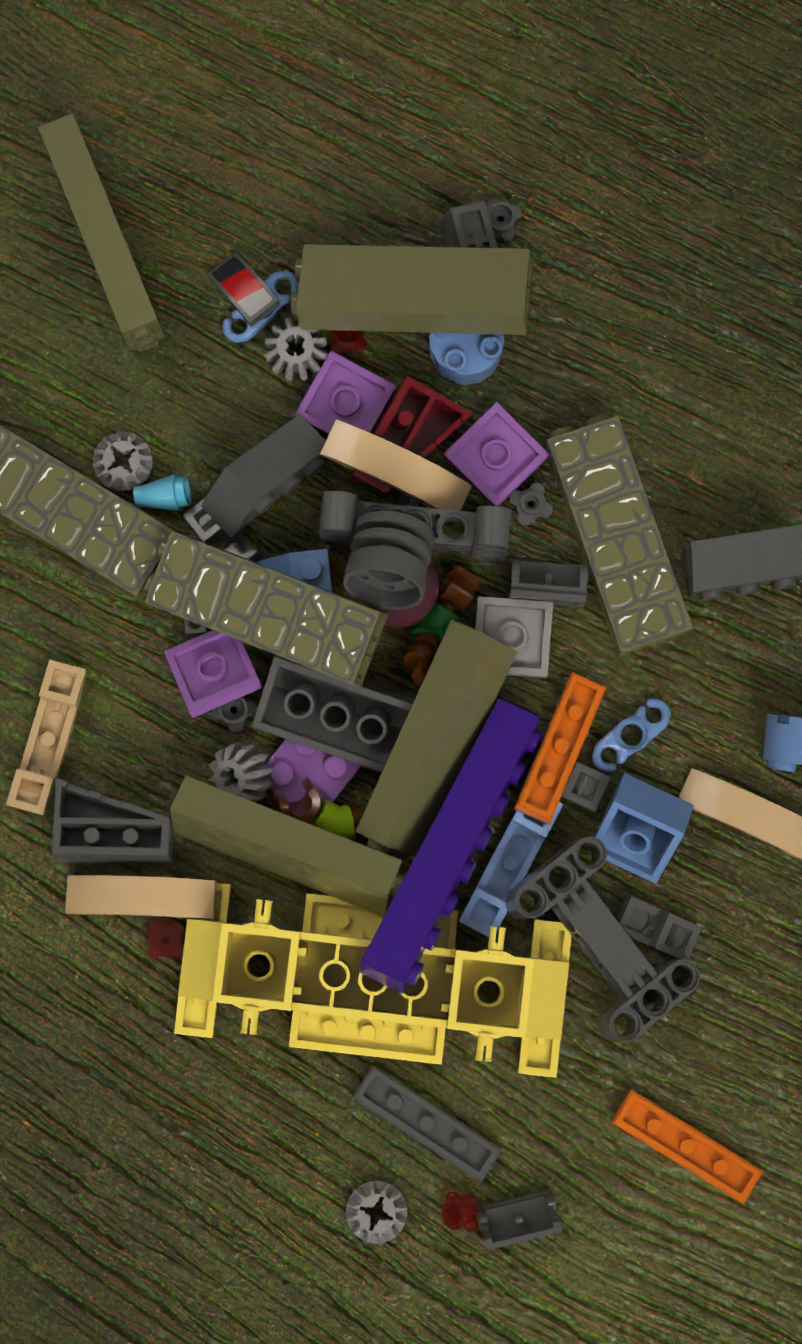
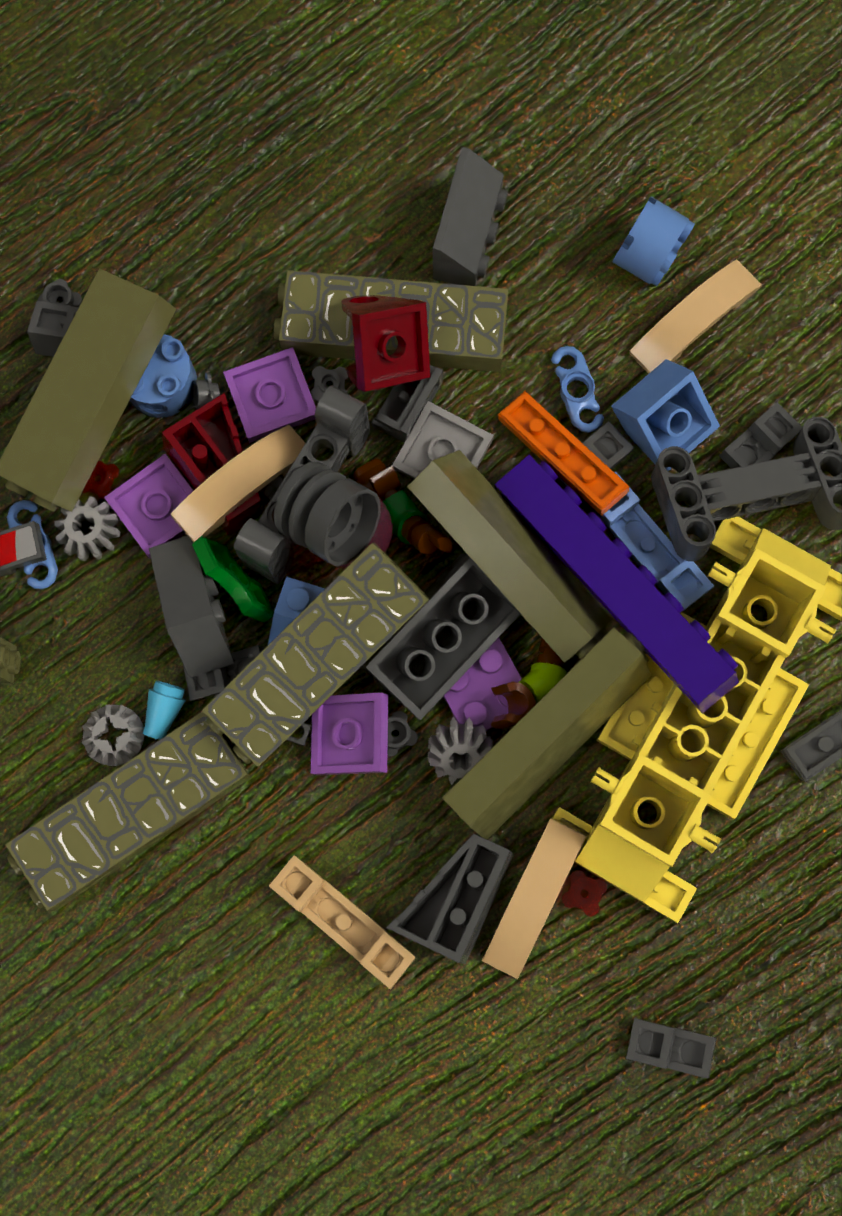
camera: 60 degrees left, 5 degrees down
(64, 1074) = (671, 1048): none -> dark grey slope
(307, 495) = (223, 568): none -> green tile
(469, 395) = (204, 391): none -> dark grey plate
(591, 522) = (374, 323): none -> dark red hose

